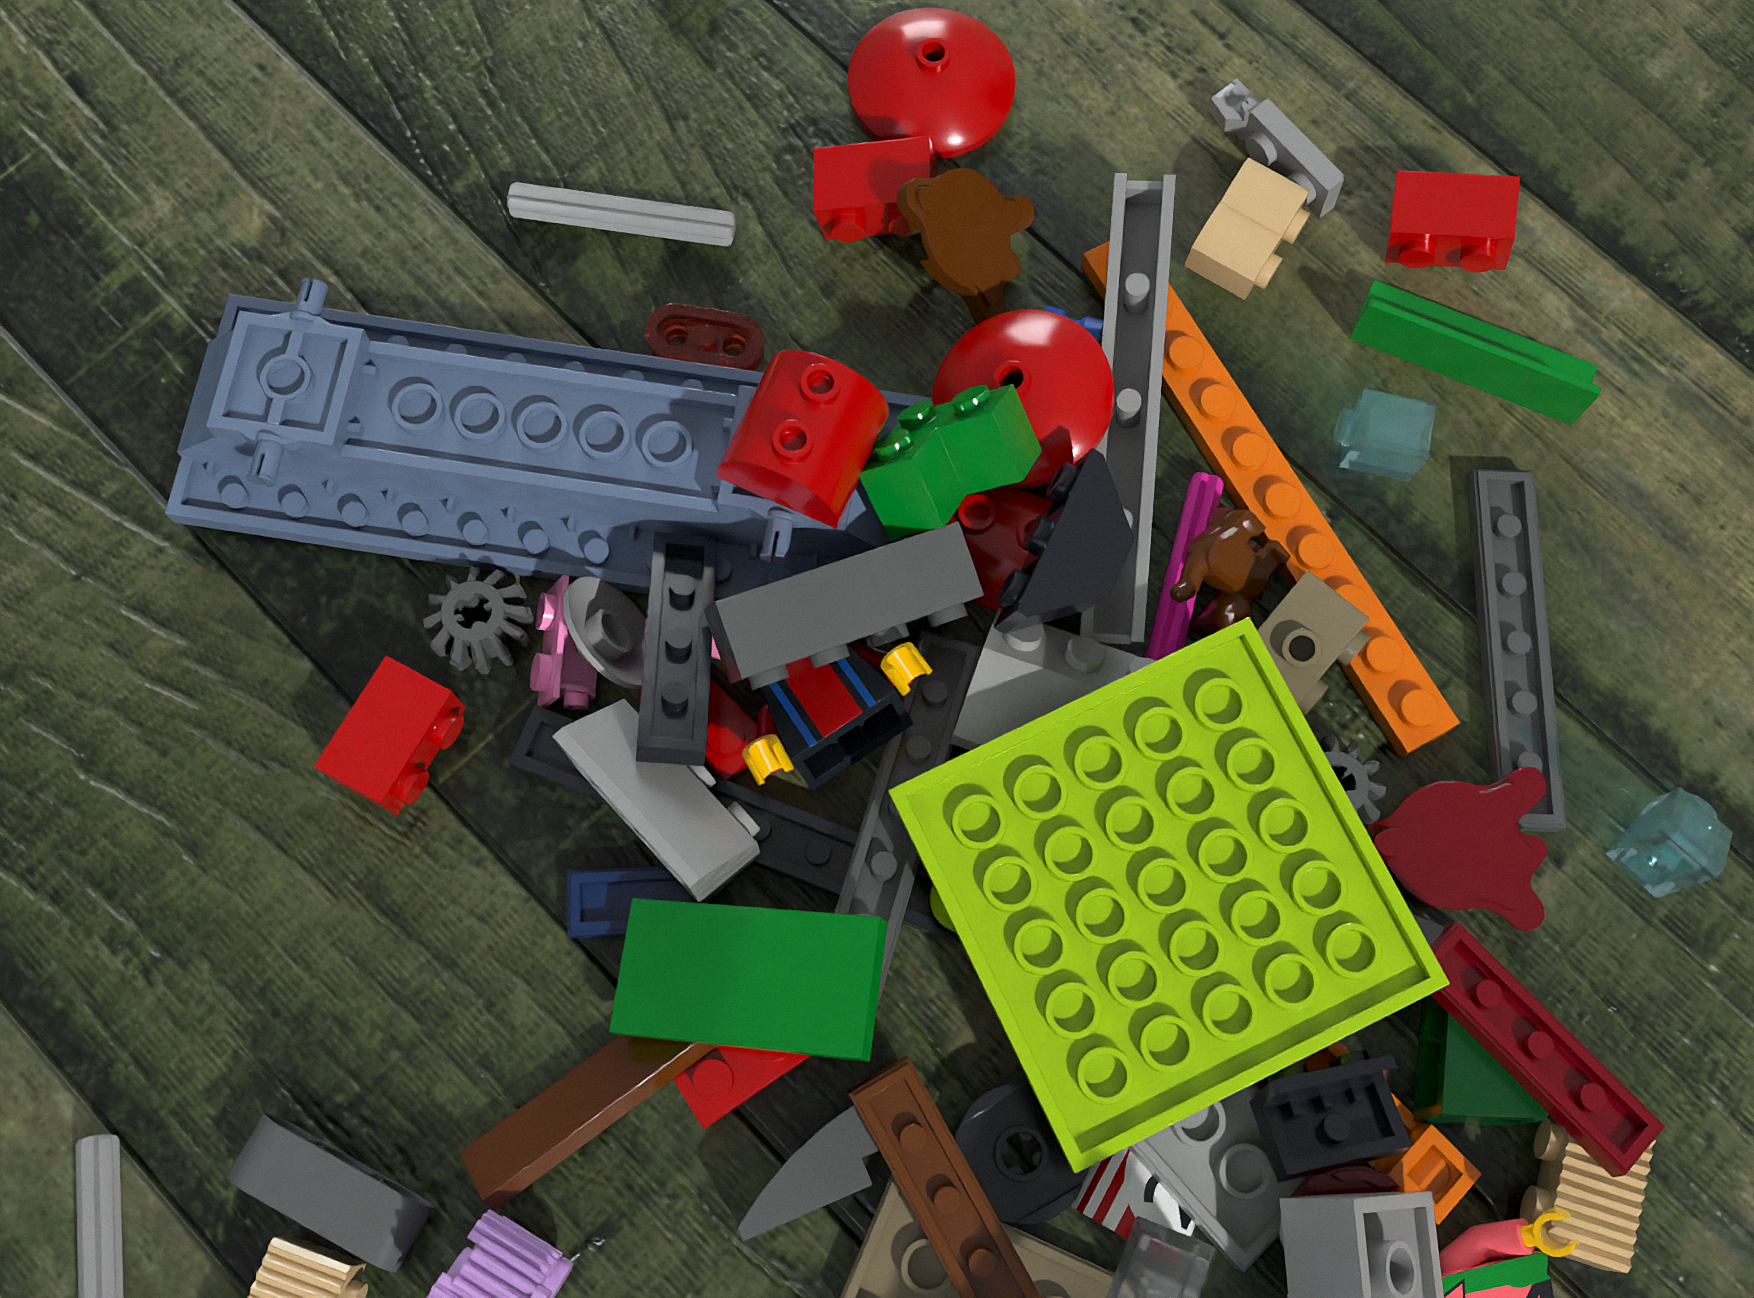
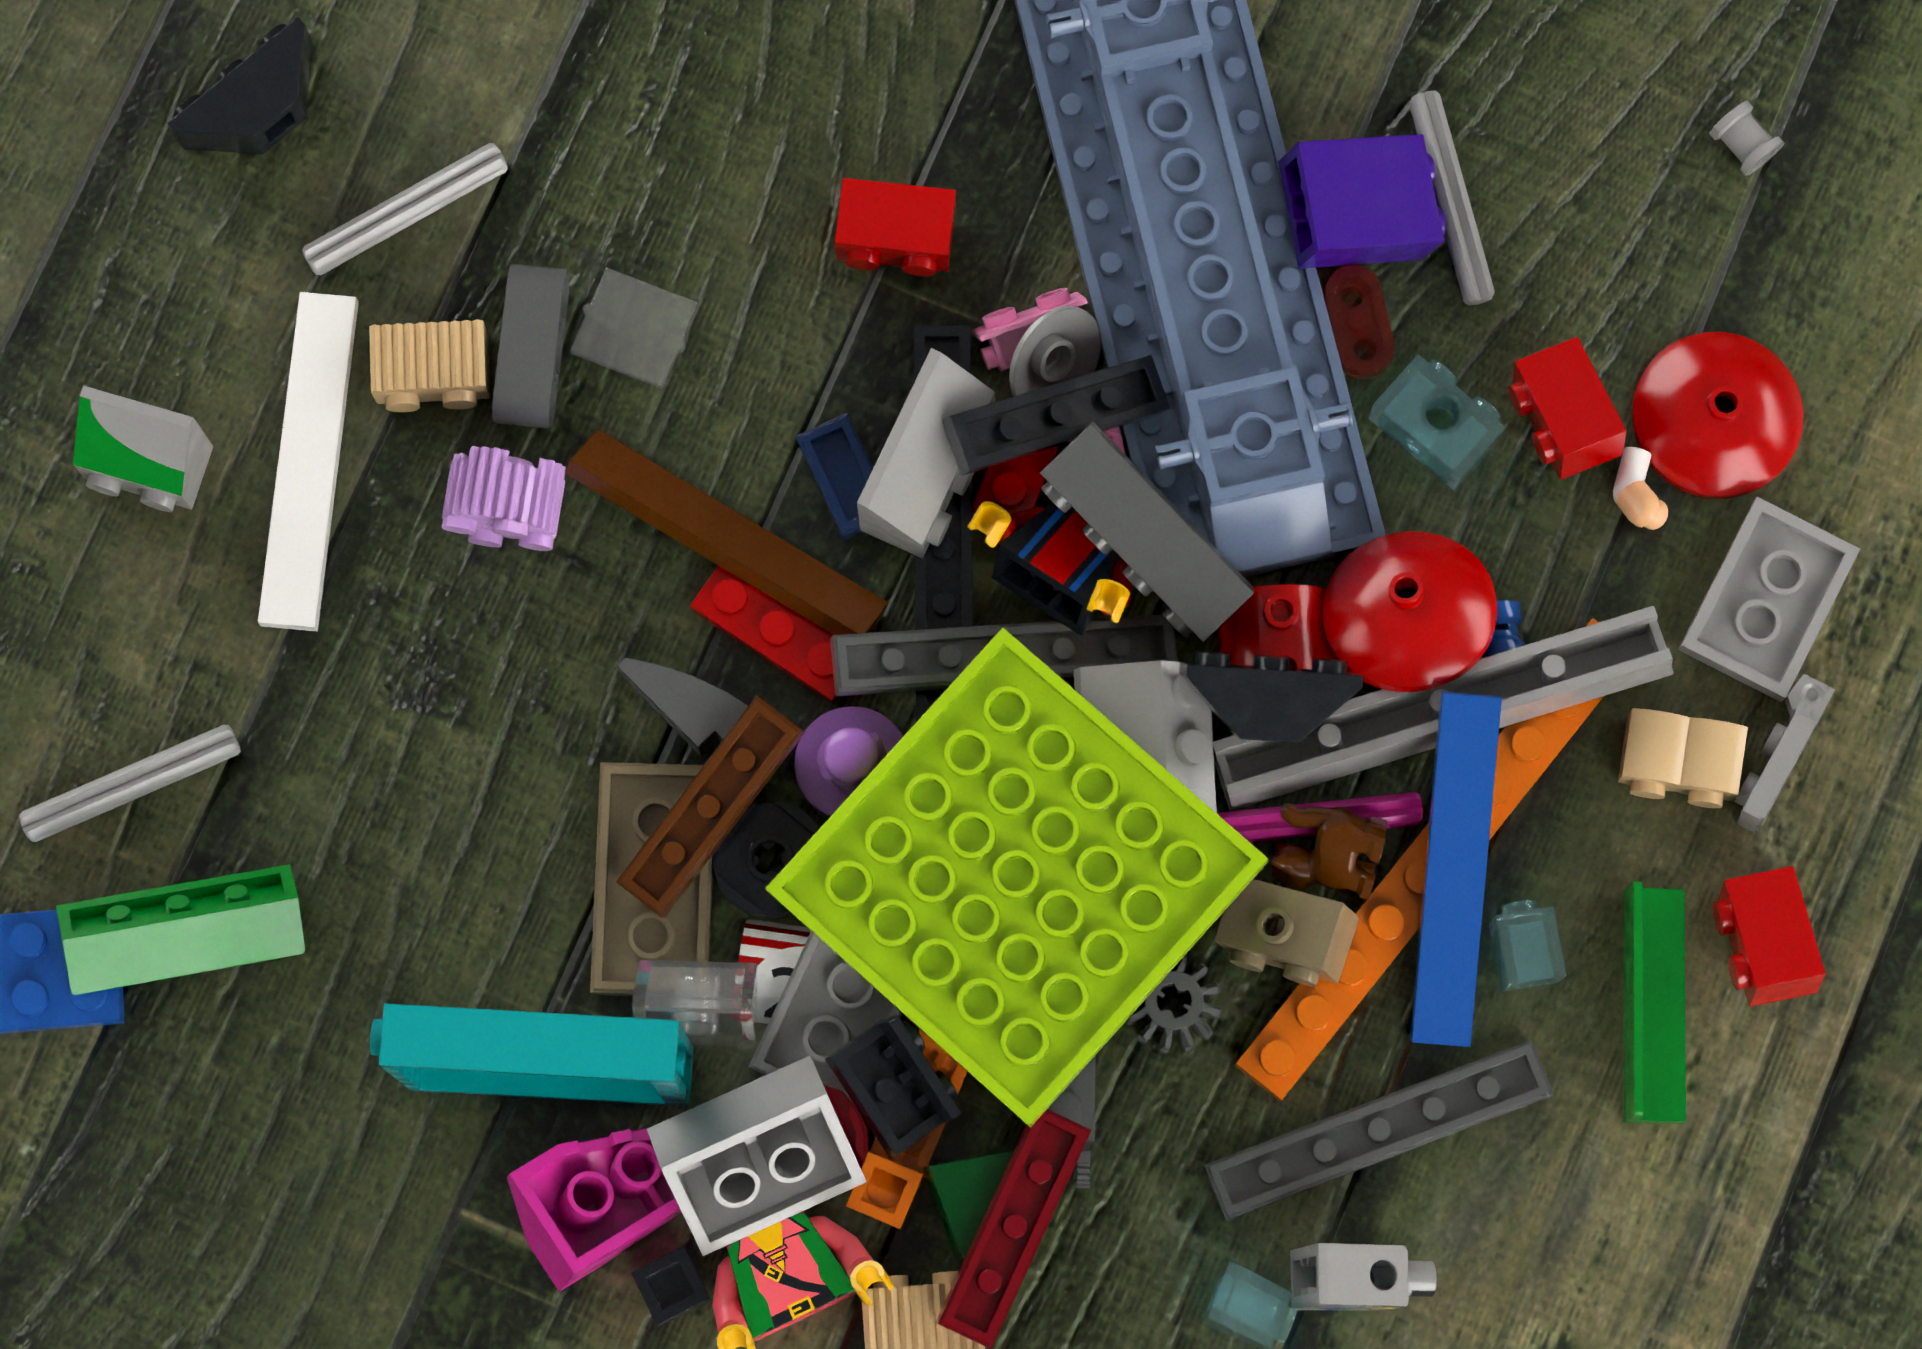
camera: 70 degrees right, 5 degrees up
(365, 1065) = (634, 328): none -> clear piece
(482, 640) = (1002, 252): dark grey gear -> none
(588, 284) = (1361, 201): none -> dark purple brick
(750, 978) = (815, 585): green tile -> none
(806, 435) = (1264, 438): red brick -> none
(852, 277) = (1447, 452): none -> clear light blue brick
(944, 1022) = (840, 754): none -> medium lavender plate
(945, 454) = (1311, 559): green brick -> none
(967, 234) = (1549, 504): reddish brown tile -> none
(997, 166) = (1634, 495): none -> arm
(1126, 101) = (1769, 599): none -> light grey plate
(1294, 458) = (1455, 869): none -> blue tile
(1463, 846) = (1170, 1135): dark red tile -> none
(1675, 724) = (1339, 1277): none -> light grey torso

